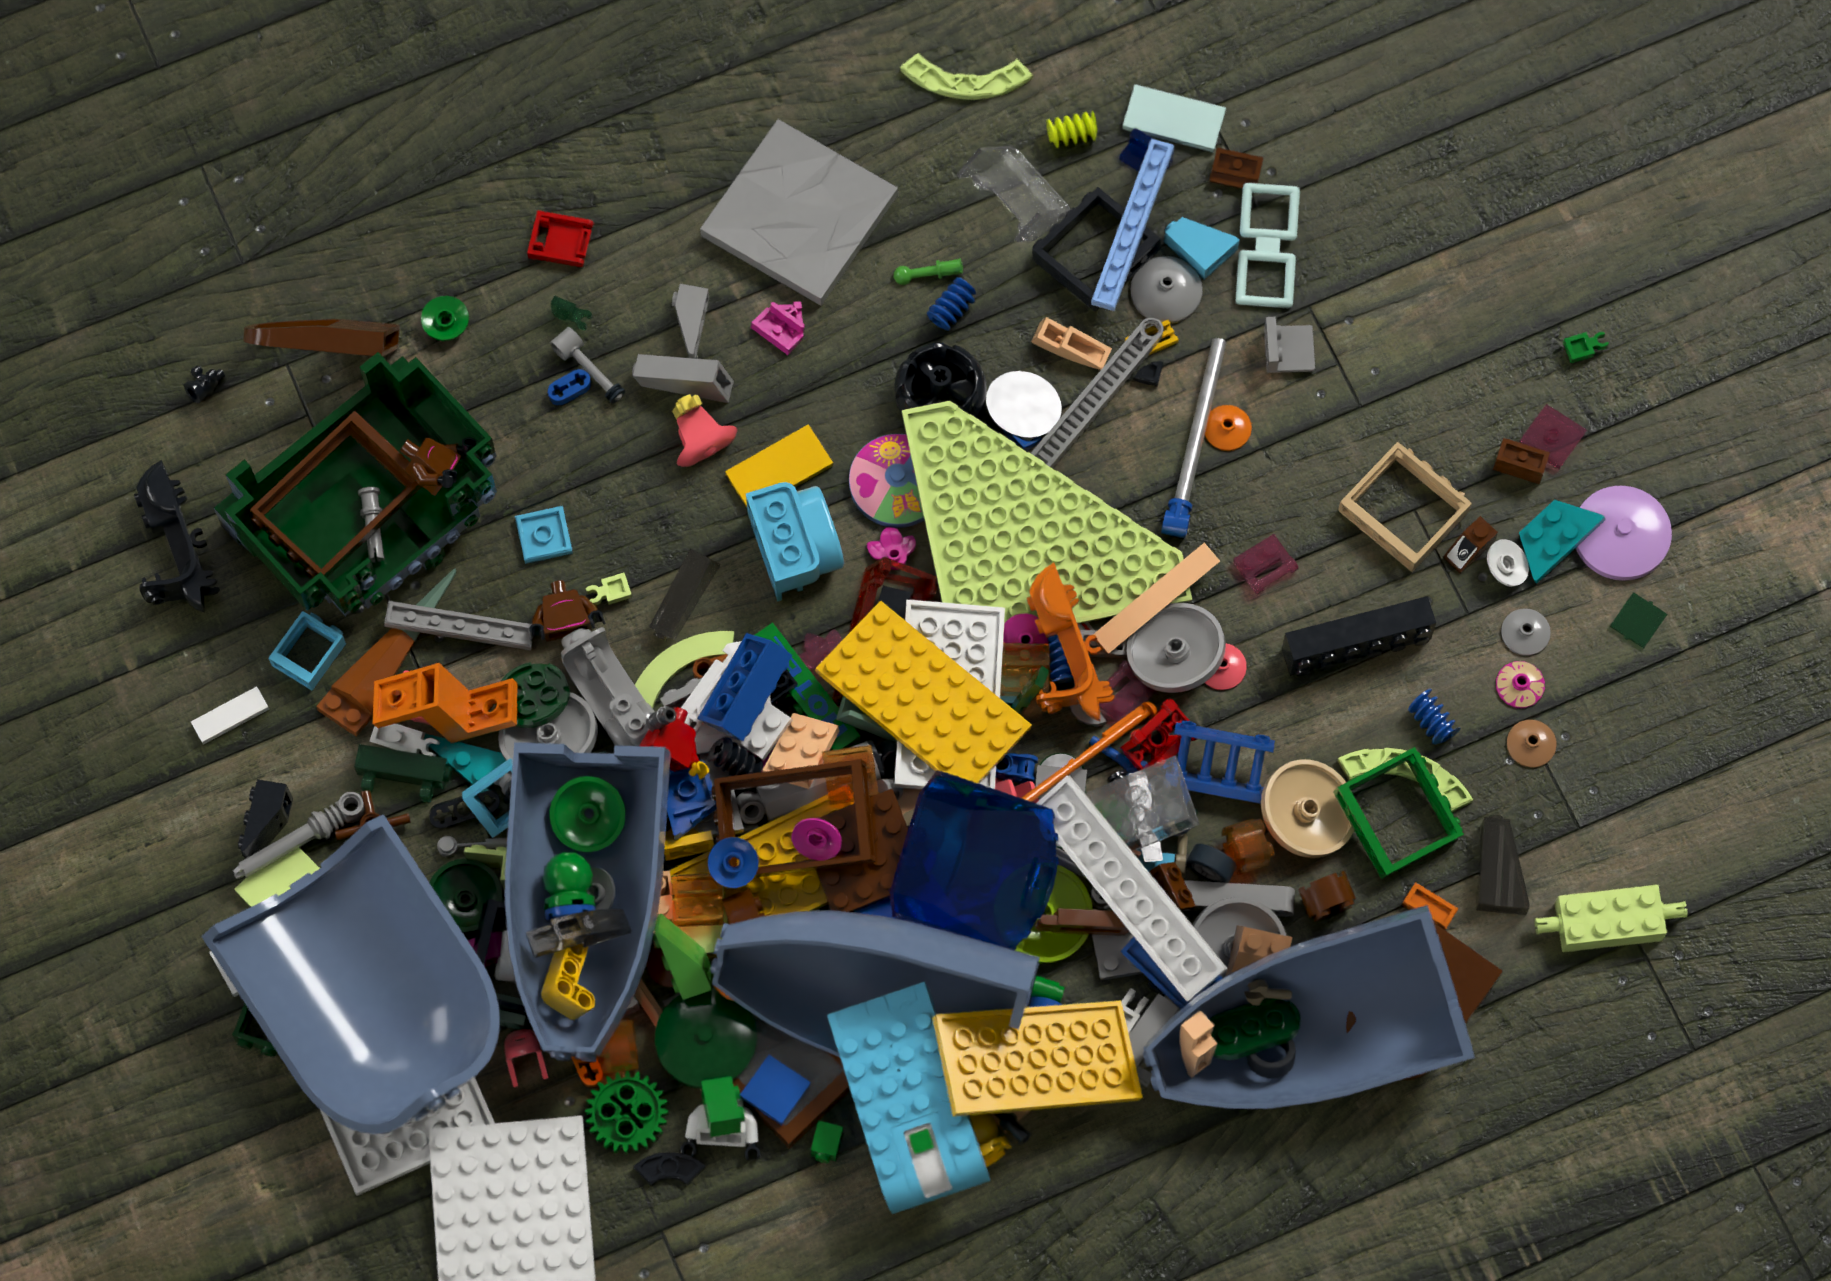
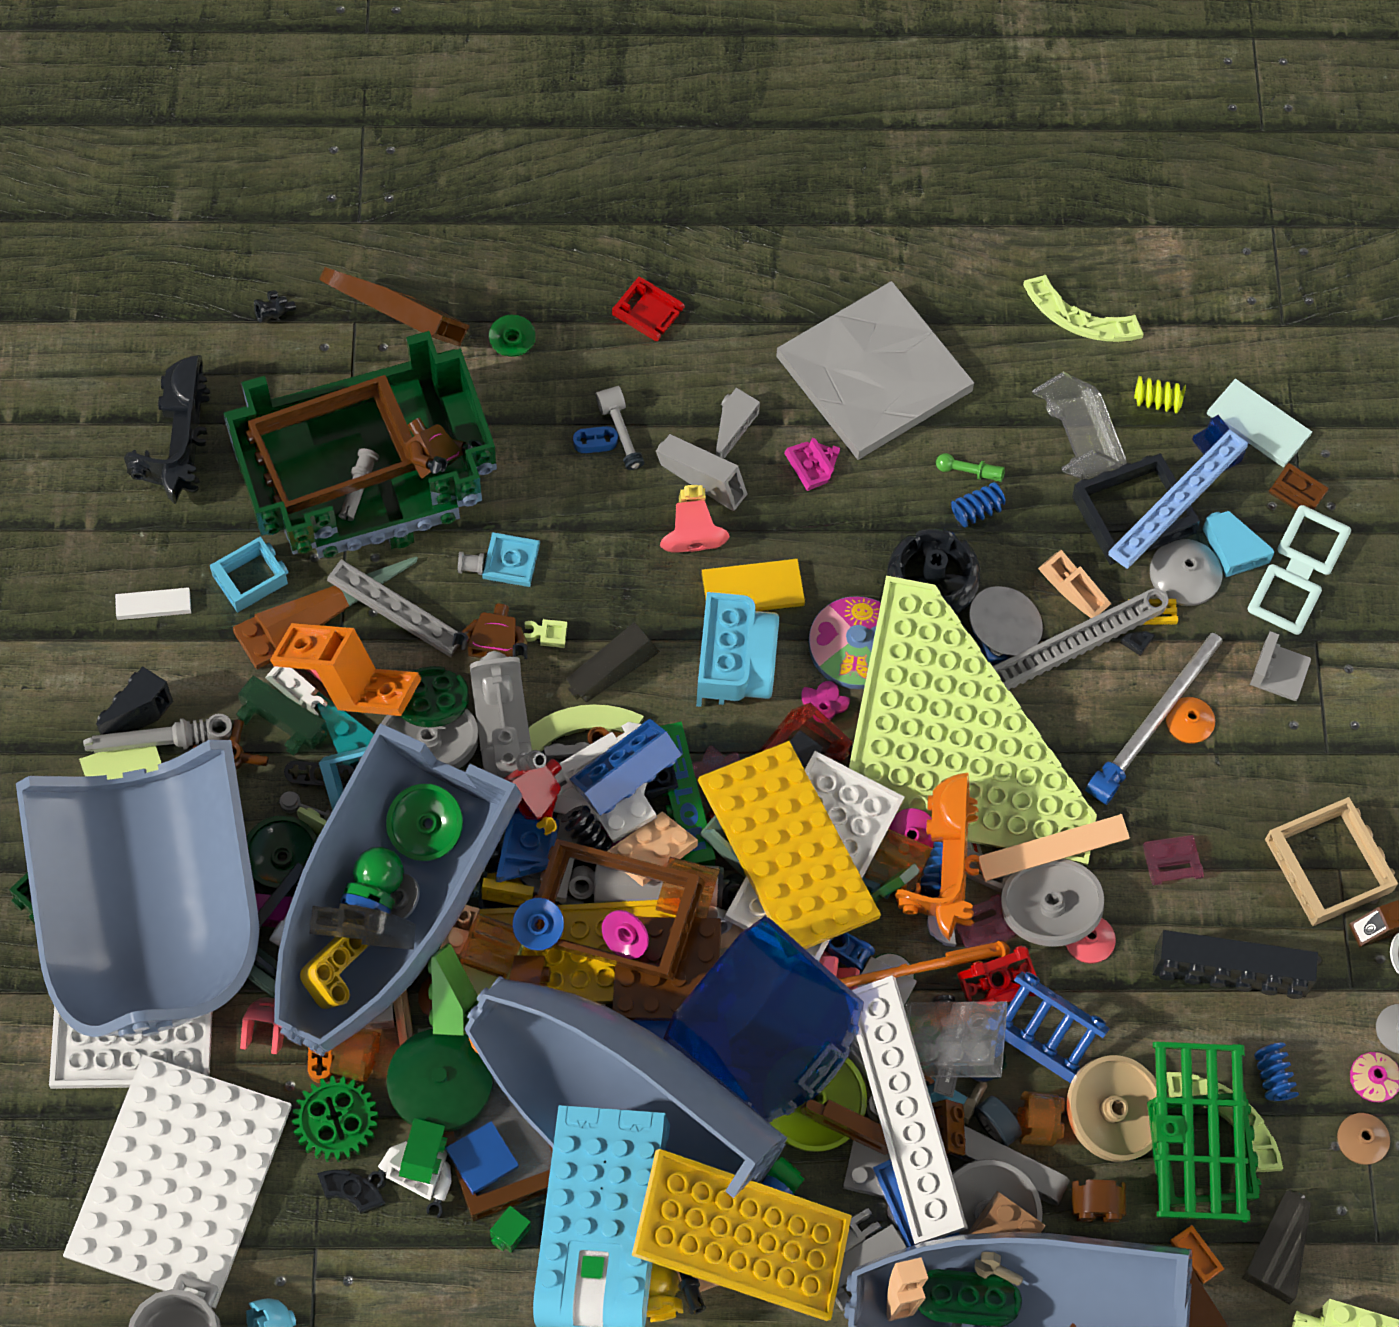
camera: 20 degrees right, 5 degrees down
(508, 554) = (470, 563): none -> light grey bush
(566, 310) = (624, 371): clear green plate -> none
(1123, 761) = (952, 982): blue piece -> none
(1373, 804) = (1180, 1130): none -> green door

